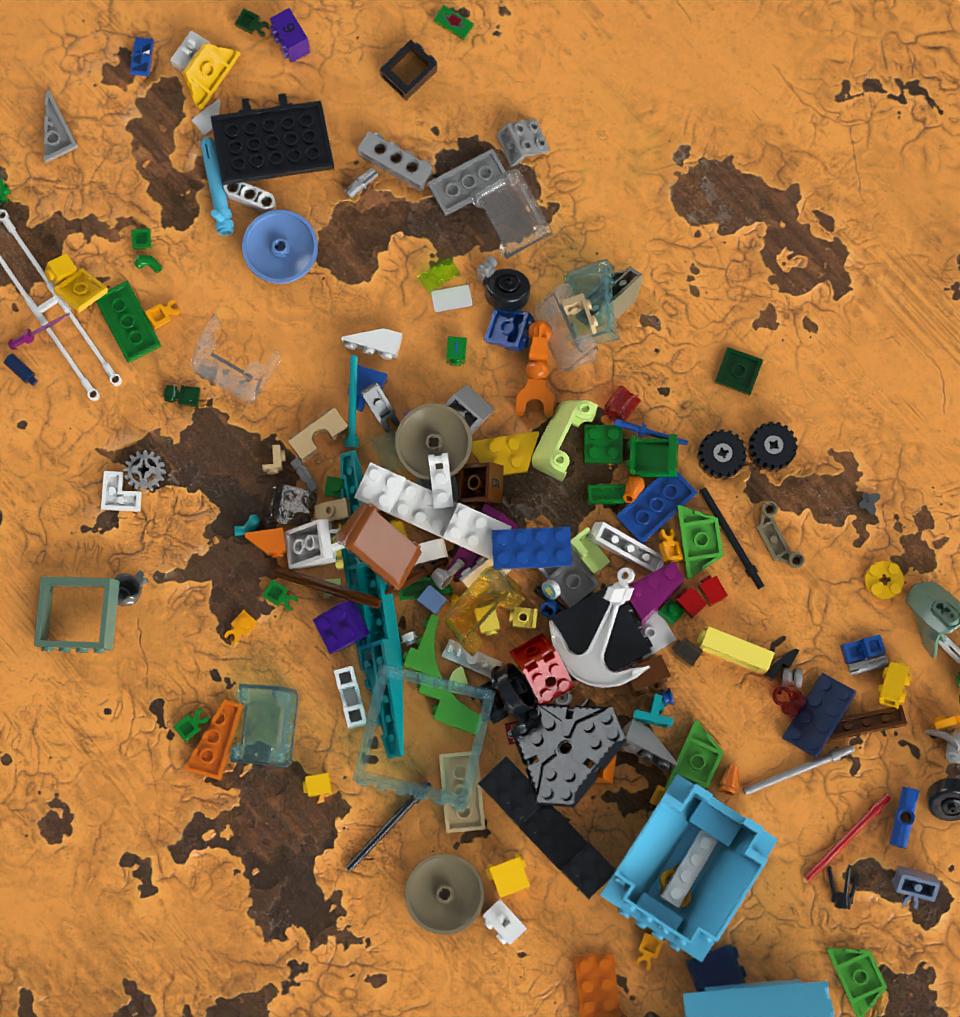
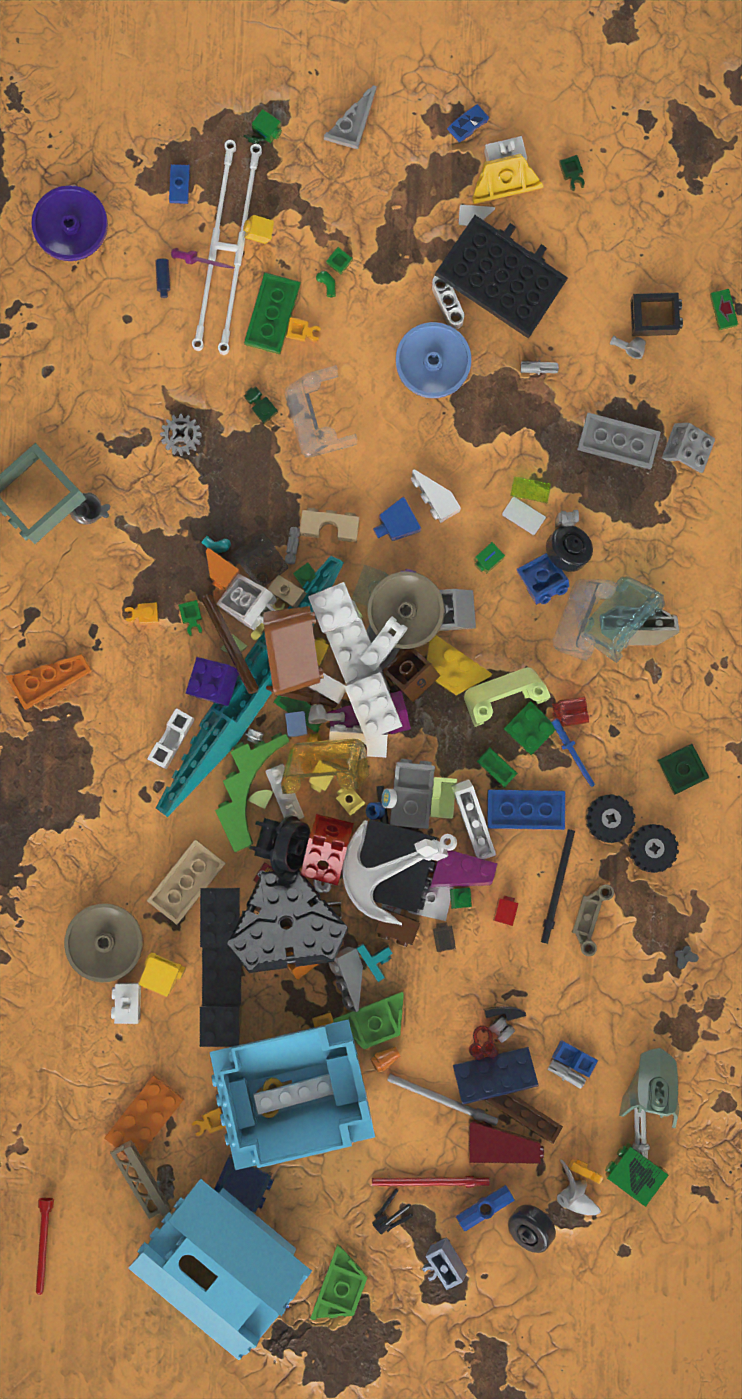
camera: 45 degrees right, 5 degrees up
(80, 290) = (259, 258): yellow plate -> none
(115, 498) = (142, 434): white plate -> none
(189, 726) = (39, 650): green plate -> none
(221, 211) = (415, 295): medium azure cylinder -> none
(266, 726) = (92, 703): clear light blue windscreen -> none
(278, 457) = (286, 514): tan bracket -> none
(290, 35) = (590, 206): dark purple brick -> none
(317, 784) = (89, 778): yellow brick -> none
(351, 438) = (350, 551): teal piece -> none
(379, 405) = (393, 545): hinge -> none
(383, 831) = (149, 854): black bar -> none
(404, 787) = (147, 840): clear light blue window -> none
(416, 108) = (634, 349): none -> light grey bar
(416, 179) = (582, 402): light grey brick -> none
(512, 212) = (629, 494): clear windscreen -> none
(531, 548) = (400, 756): blue plate -> none
(537, 370) = (533, 628): orange piece -> none
(577, 303) = (606, 607): tan bracket -> none
(633, 488) = (521, 781): orange cone -> none
(653, 457) = (557, 772): green panel -> none
(667, 697) = (397, 955): blue bush -> none
(669, 548) = (504, 850): light orange plate -> none
(691, 602) = (481, 904): red brick -> none
(699, 539) = (532, 865): bright green wing -> none
(735, 650) = (479, 970): light yellow window -> none
(870, 763) = (498, 1145): none -> dark red slope
(876, 588) = (629, 1024): yellow plate -> none
(892, 690) = (576, 1104): yellow brick -> none

